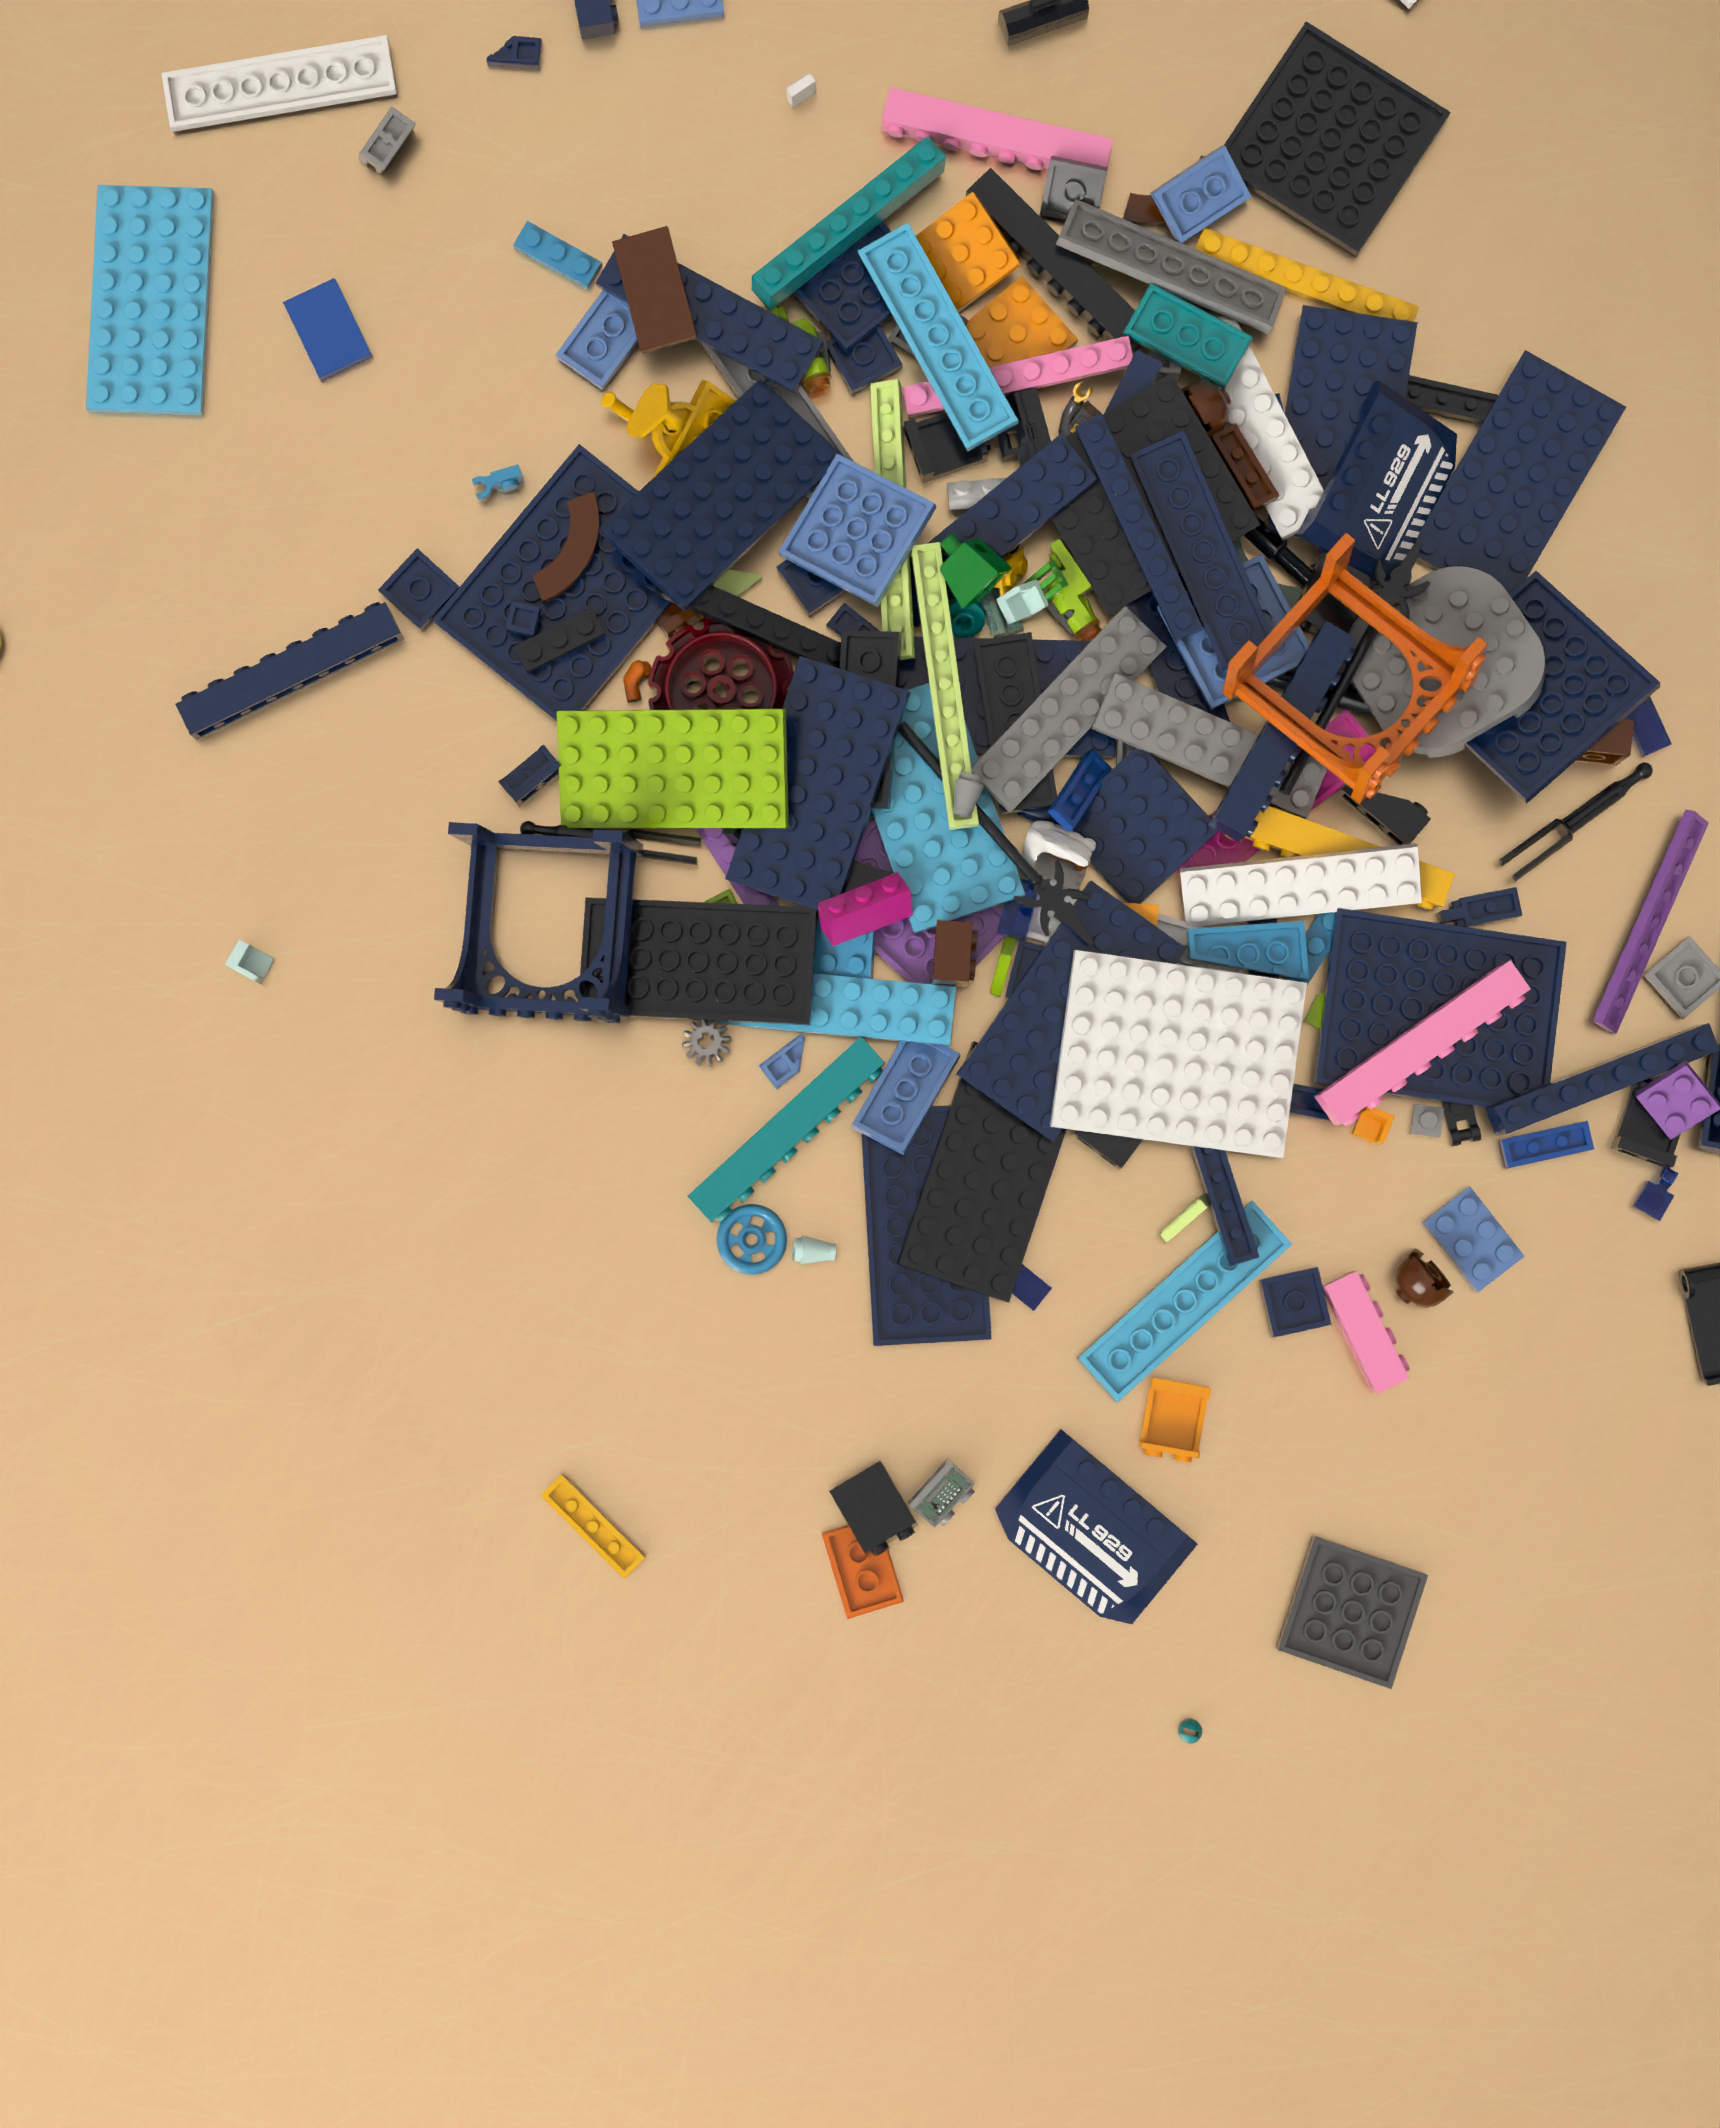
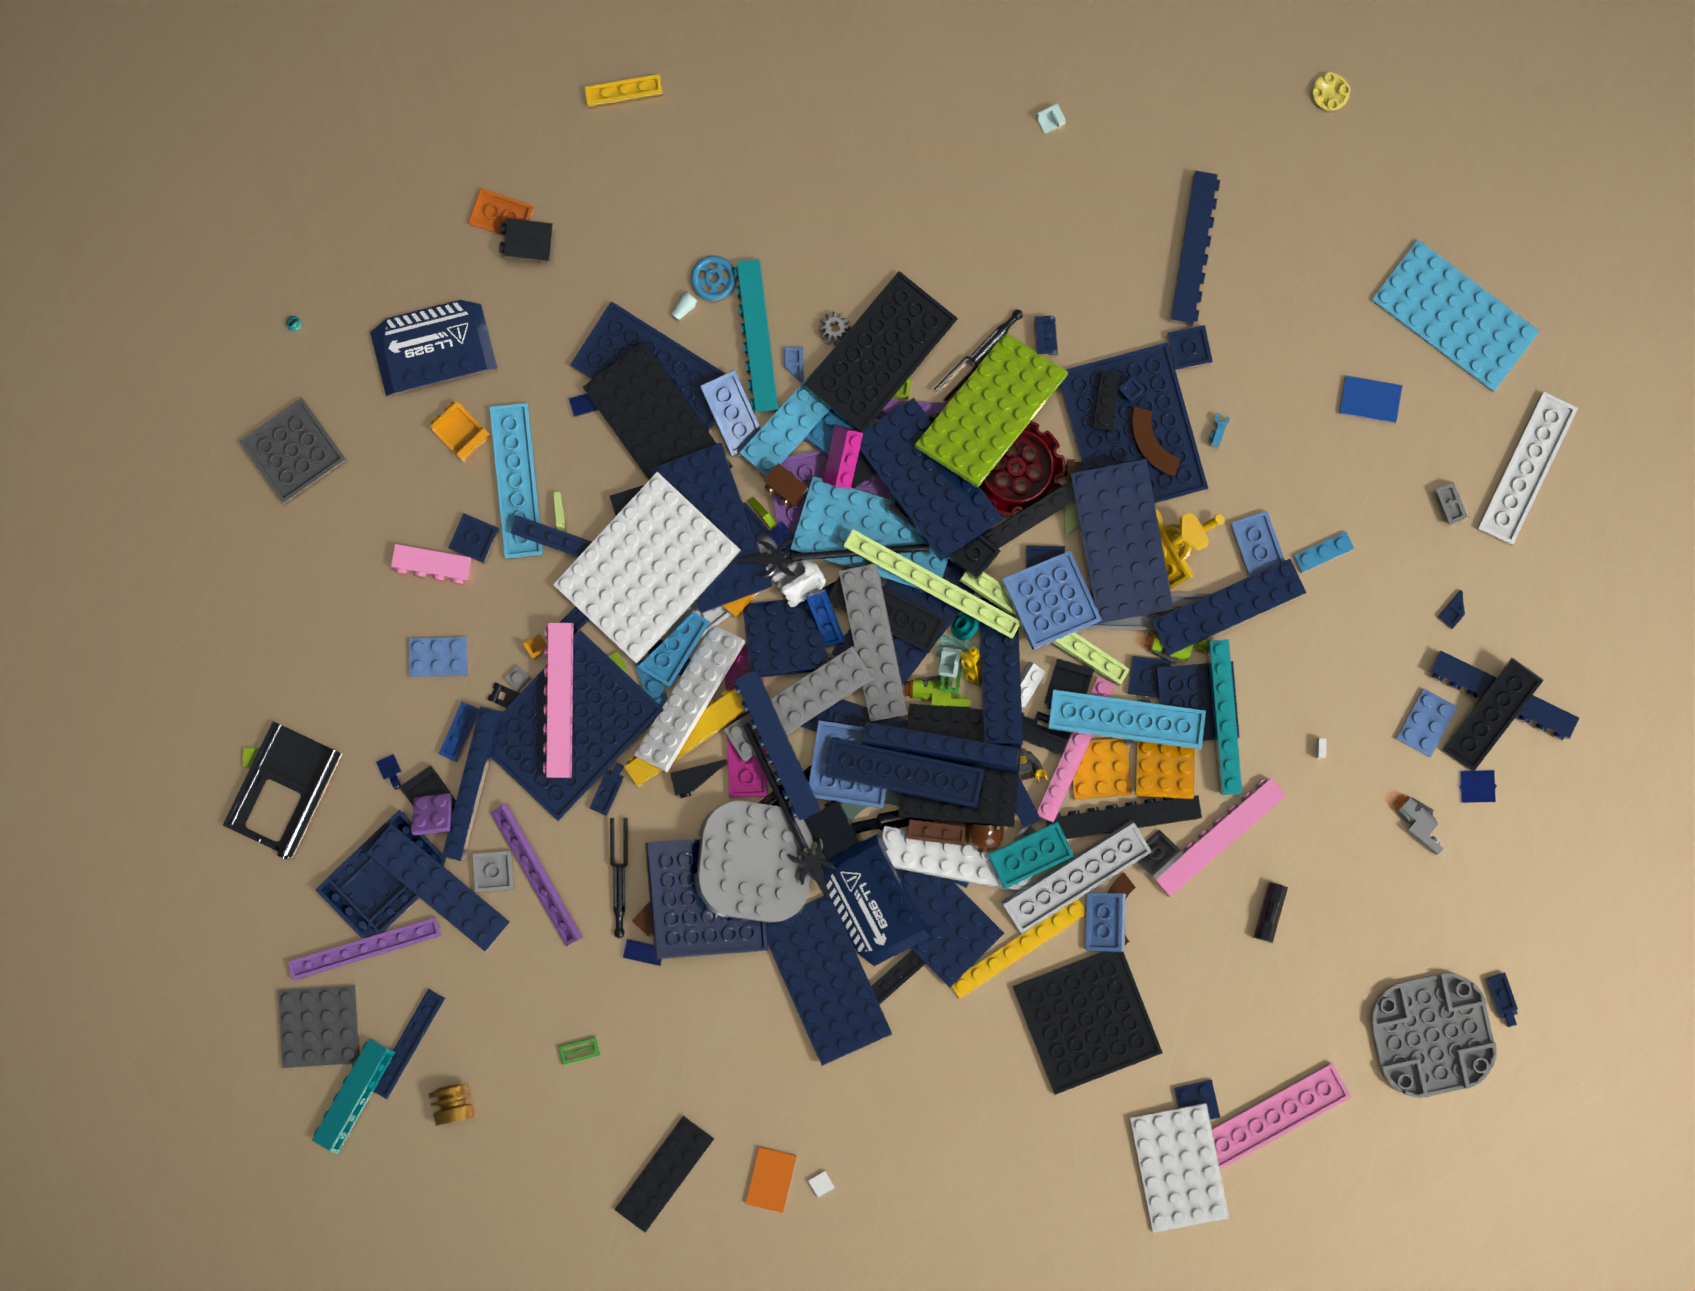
camera: 120 degrees right, 0 degrees up
(469, 986) = (953, 224): dark blue arch -> none
(632, 677) = (1059, 427): orange arm -> none
(654, 289) = (1261, 585): reddish brown tile -> none
(848, 619) = (1003, 565): dark blue tile -> none
(942, 1493) = (509, 281): slope -> none
(967, 791) = (863, 550): light grey cone -> none
(971, 569) = (984, 642): green torso -> none
(1421, 1281) = (436, 611): reddish brown cylinder -> none
(1449, 664) = (724, 760): orange arch -> none

